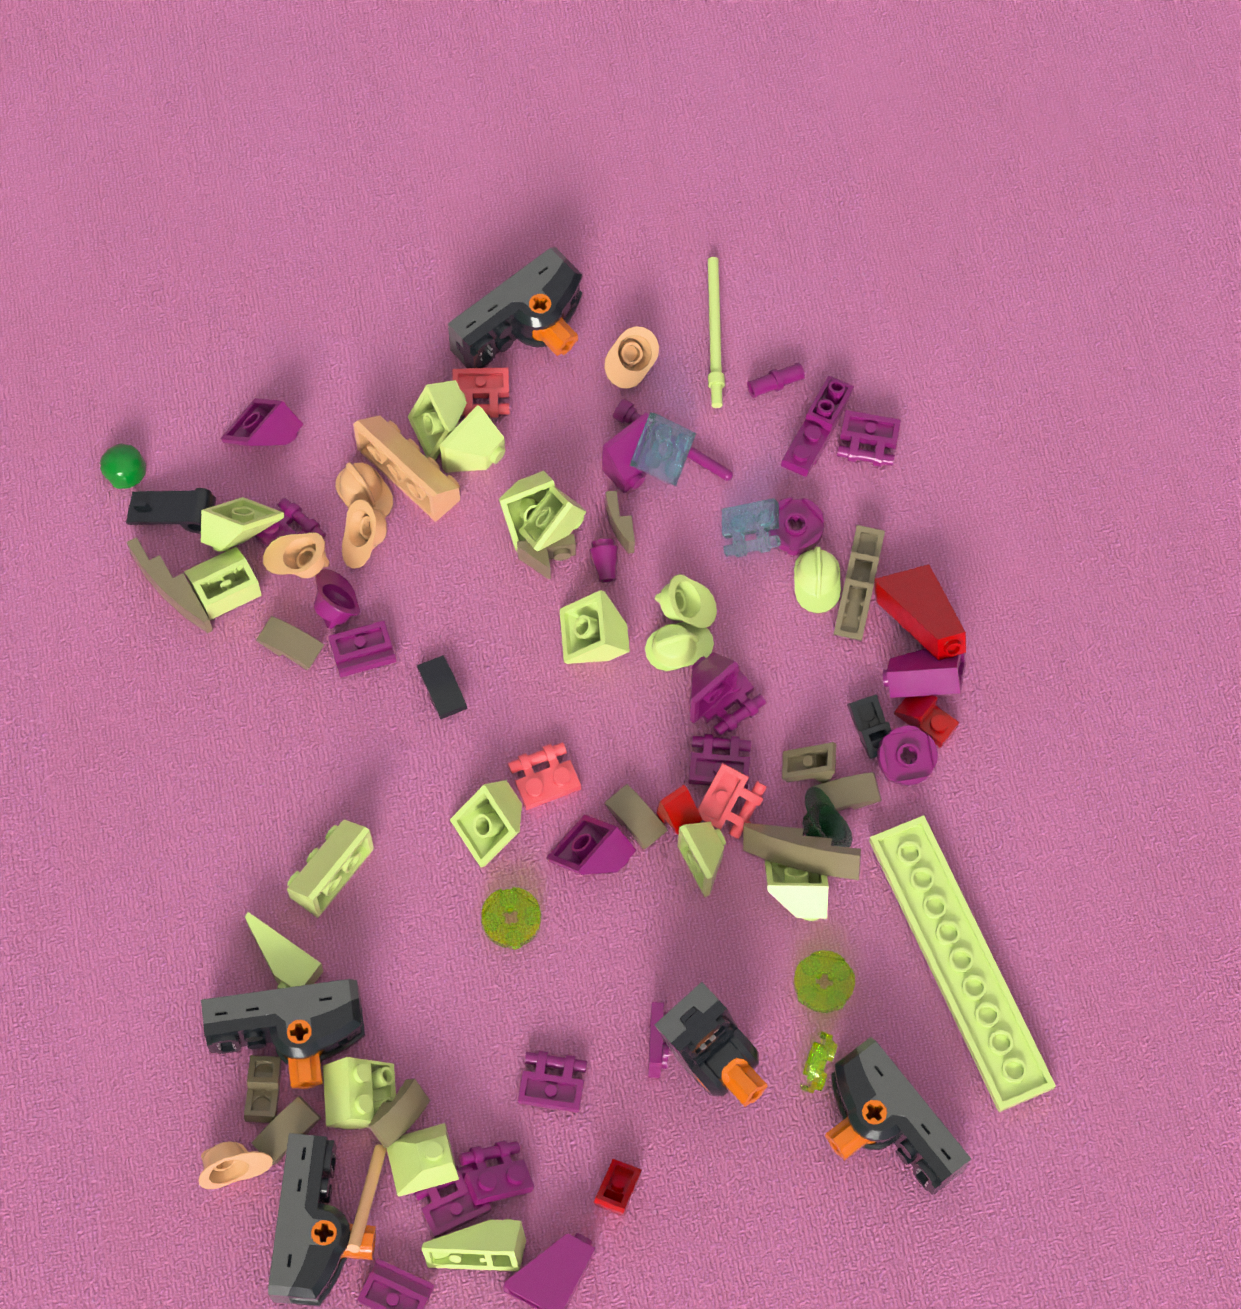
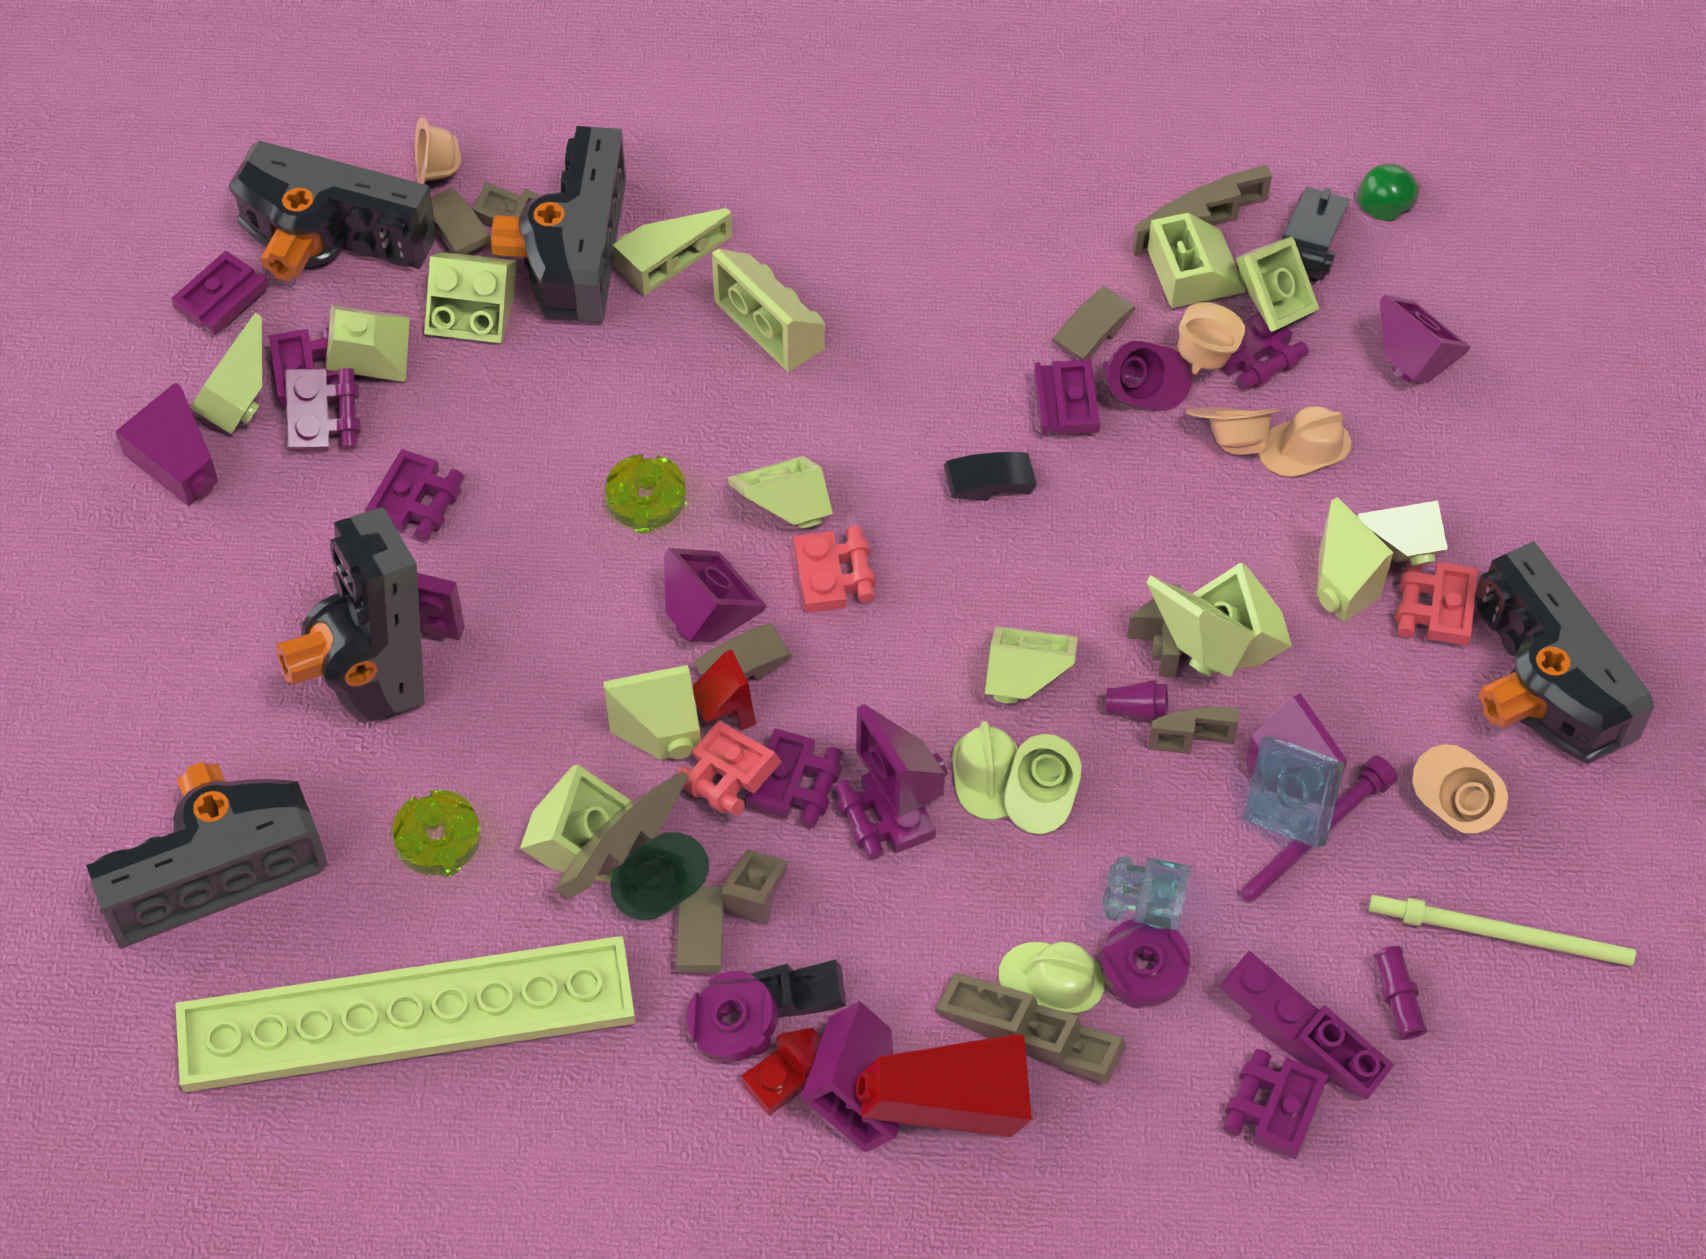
camera: 105 degrees right, 10 degrees down
(366, 1198) = (334, 267): light nougat bar -> none
(399, 1115) = (428, 325): dark tan slope -> none
(406, 466) = (1350, 463): light nougat slope -> none
(617, 1187) = (242, 521): red slope -> none
(816, 1062) = (319, 783): clear neon green plate -> none

